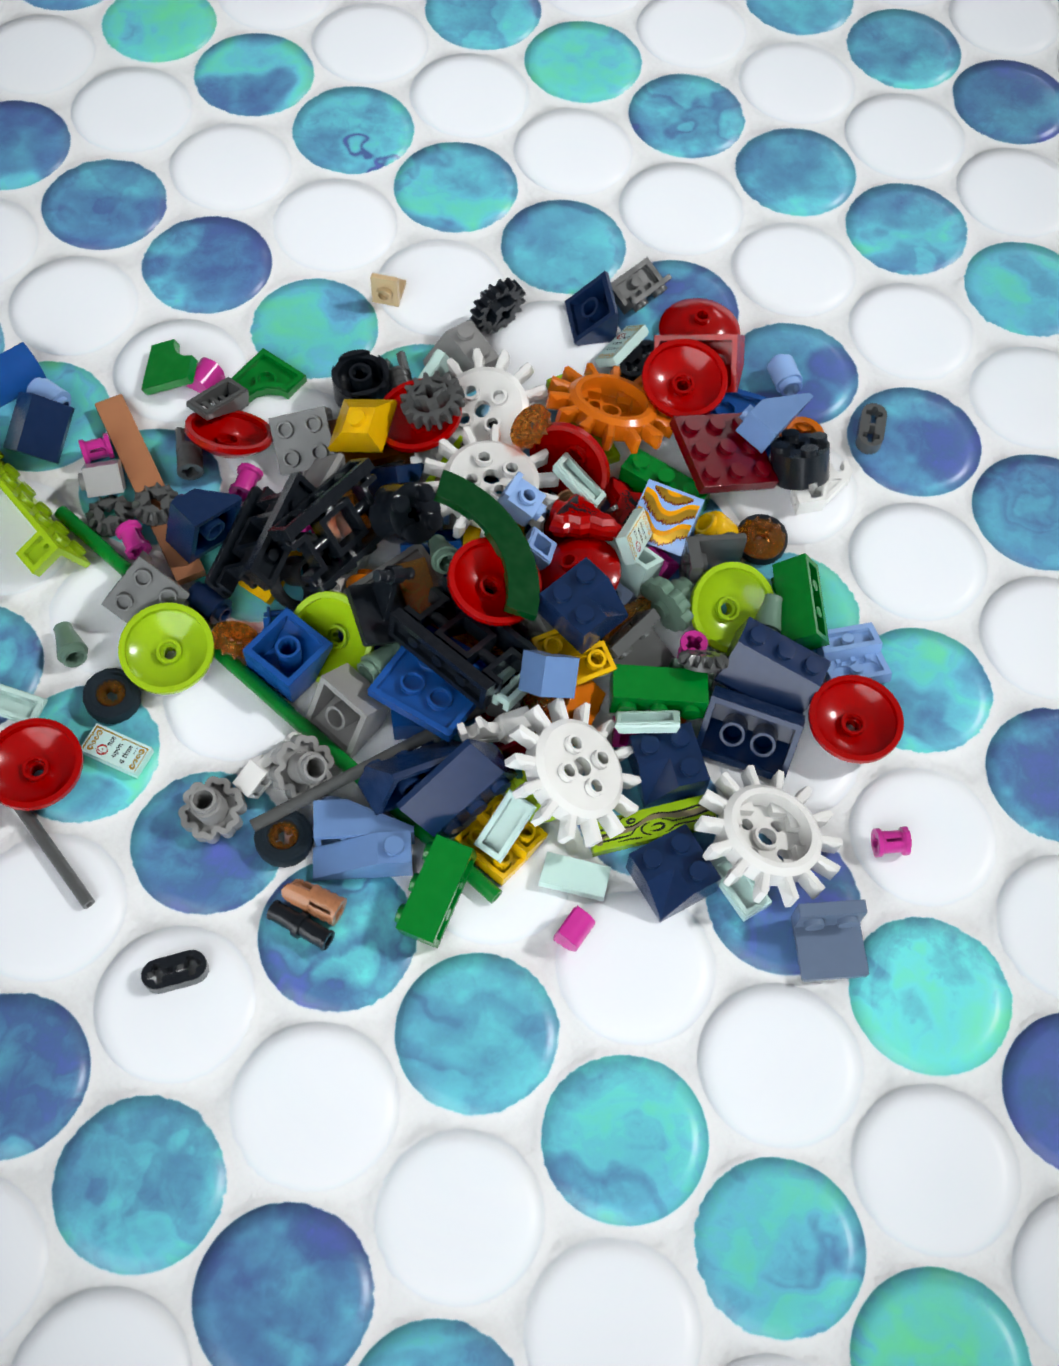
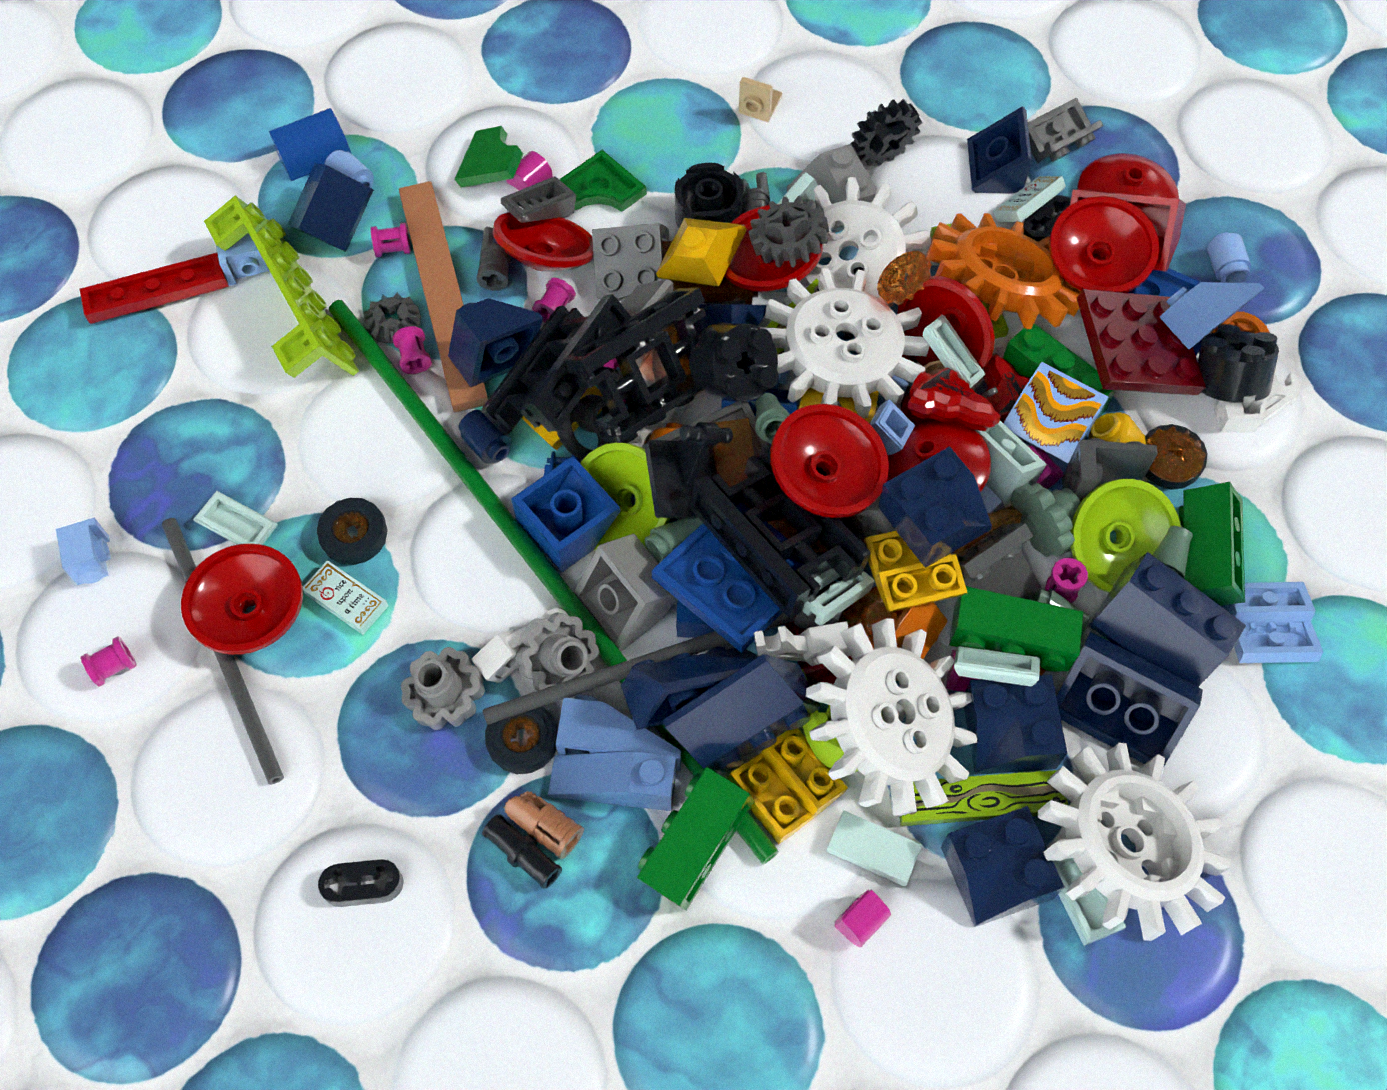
camera: 15 degrees right, 0 degrees up
(69, 645) = (315, 465): sand green cone -> none
(102, 478) = (390, 274): light grey brick -> none
(142, 587) = (411, 419): bracket -> none
(148, 513) = (433, 320): dark grey gear -> none
(155, 633) = (408, 469): lime dish -> none
(238, 632) = (510, 474): clear orange gear -> none
(503, 534) = (851, 407): dark green tile -> none
(505, 826) = (794, 771): light aqua tile -> none
(522, 500) = (878, 366): light blue brick -> none
(548, 674) = (879, 587): medium blue piece -> none
(634, 536) = (1012, 430): light aqua tile -> none
(703, 661) = (1079, 599): dark grey gear -> none
(830, 940) = (1198, 994): sand blue bracket -> none
(863, 705) = (1287, 693): red dish -> none
(865, 428) = (1325, 336): dark grey beam -> none
(891, 841) = (1311, 871): dark pink bush -> none

